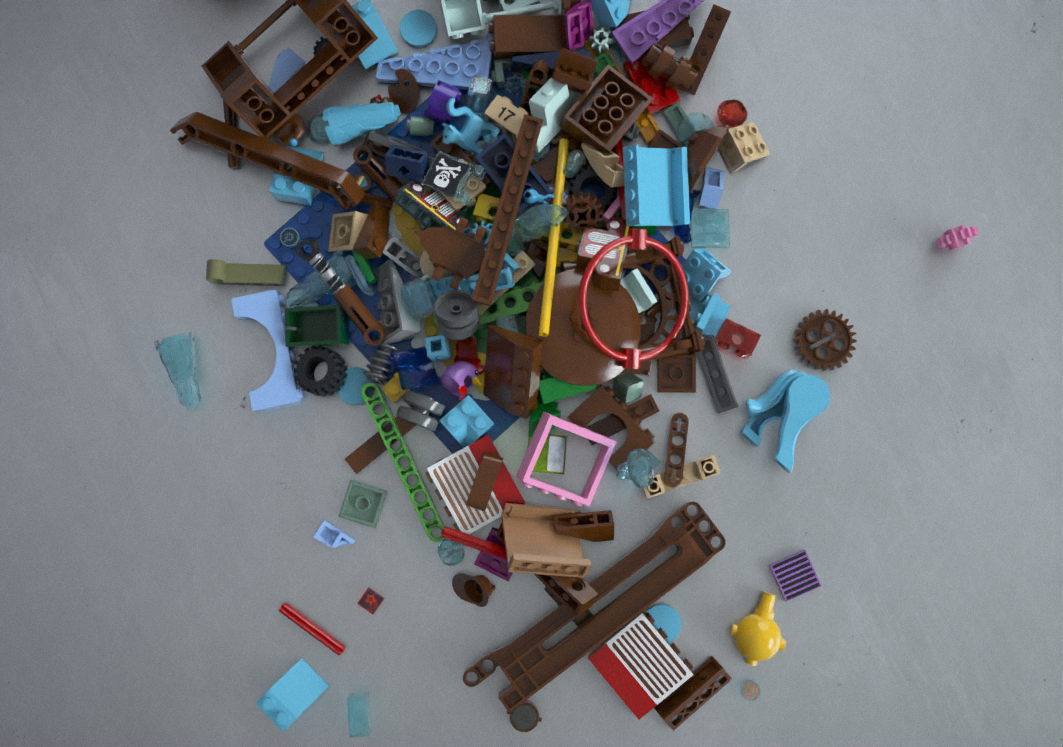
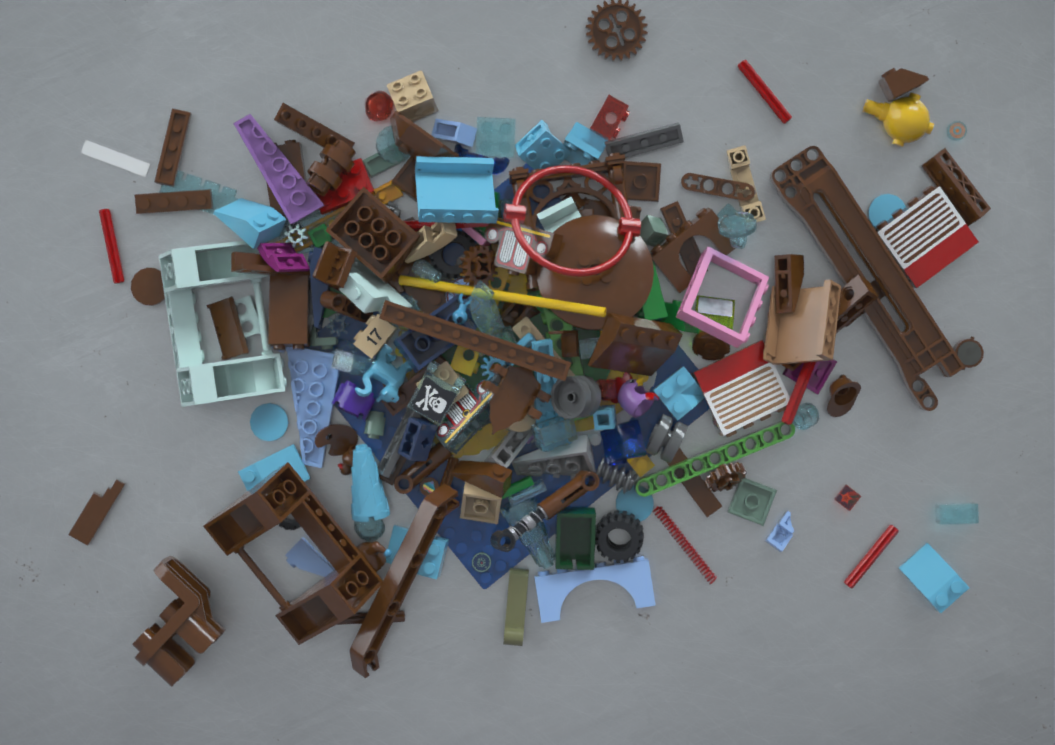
camera: 90 degrees left, 5 degrees up
(180, 362) = (602, 675): clear light blue cone -> none
(316, 439) = (683, 541): none -> red piece
(385, 473) = (725, 477): none -> reddish brown gear
(484, 481) = (740, 379): reddish brown beam -> none
(511, 307) = (569, 342): none -> reddish brown bracket
(515, 450) = (709, 346): none -> reddish brown tile
(775, 491) = (764, 91): none -> red axle
(793, 400) = (677, 65): medium azure animal -> none
(795, 575) = (848, 77): tile -> none
(795, 628) = (900, 82): none -> reddish brown slope

